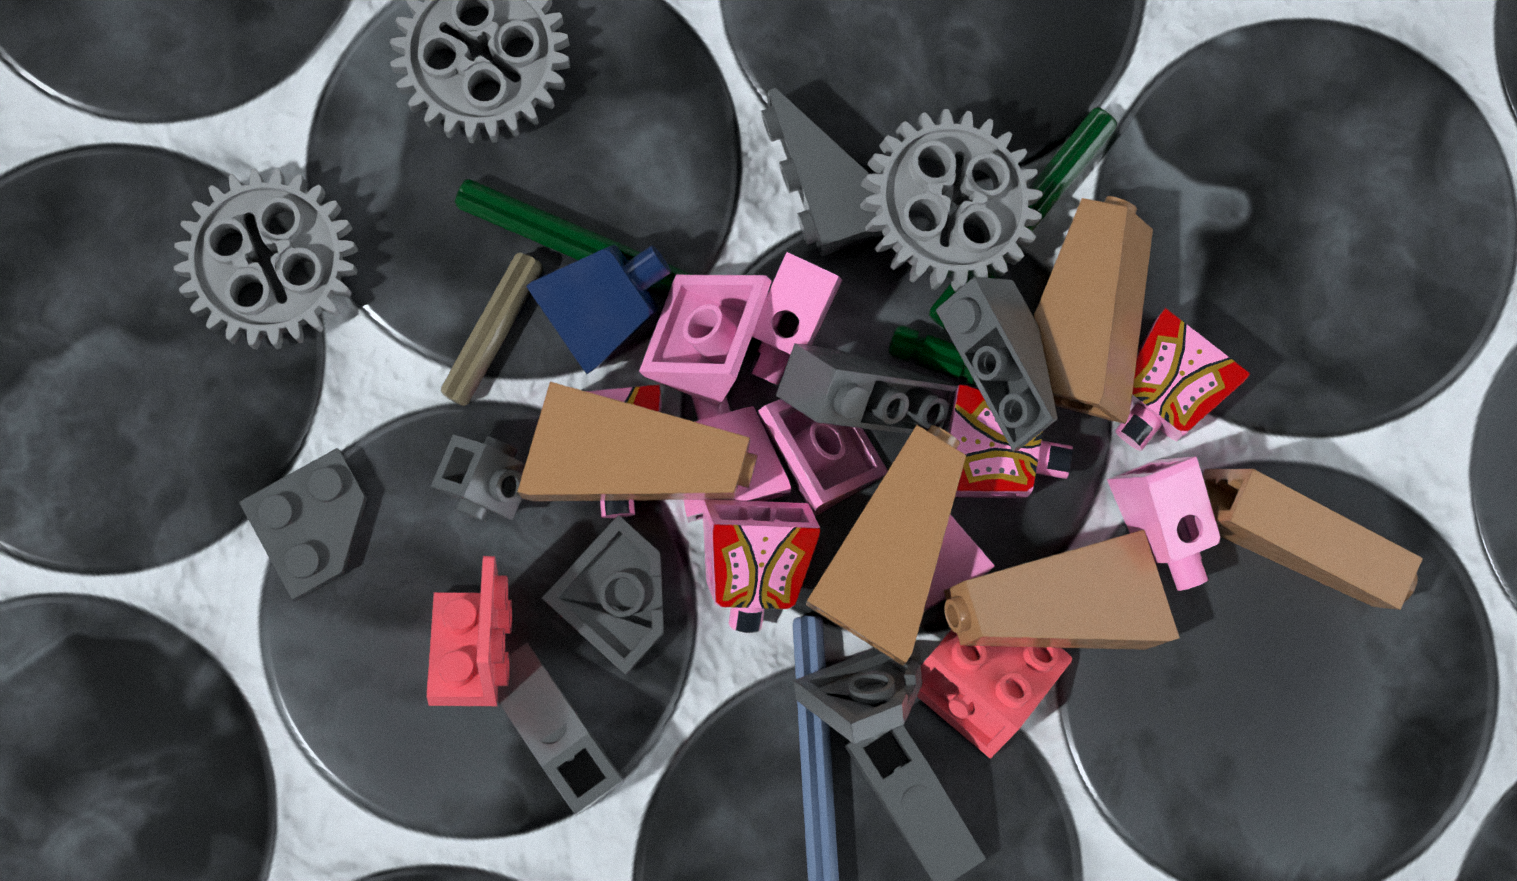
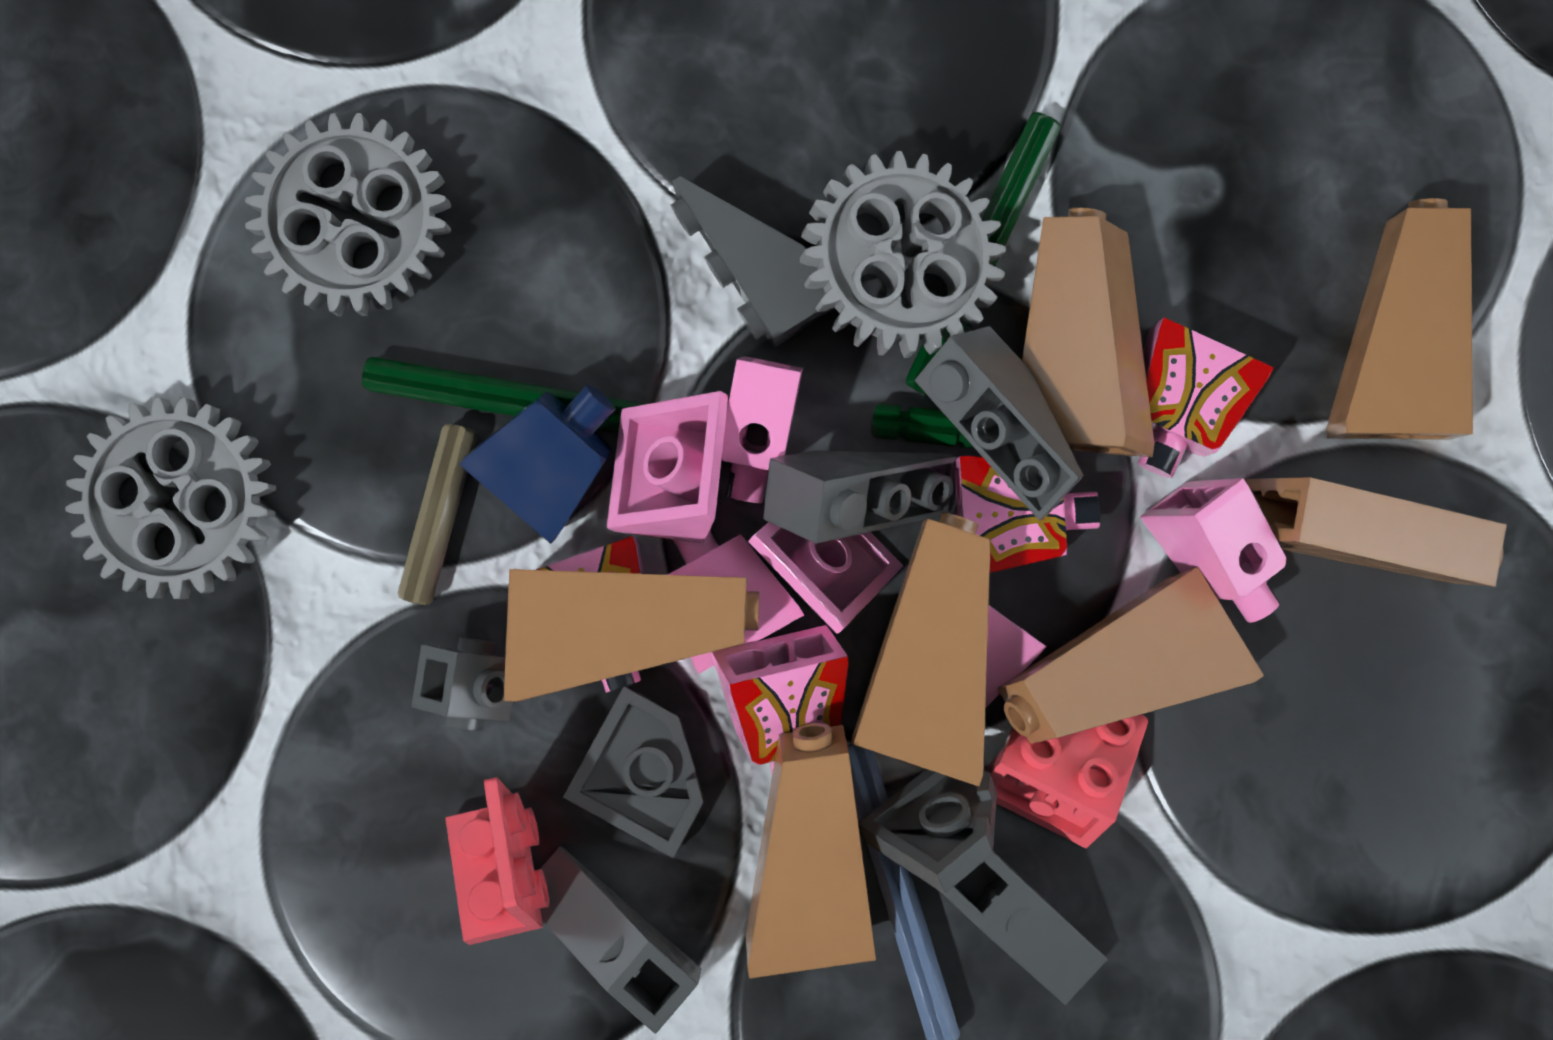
camera: 10 degrees left, 5 degrees up
(308, 522) = (292, 772): dark grey plate -> none
(743, 710) = (810, 870): none -> medium nougat slope
(1381, 384) = (1413, 333): none -> medium nougat slope

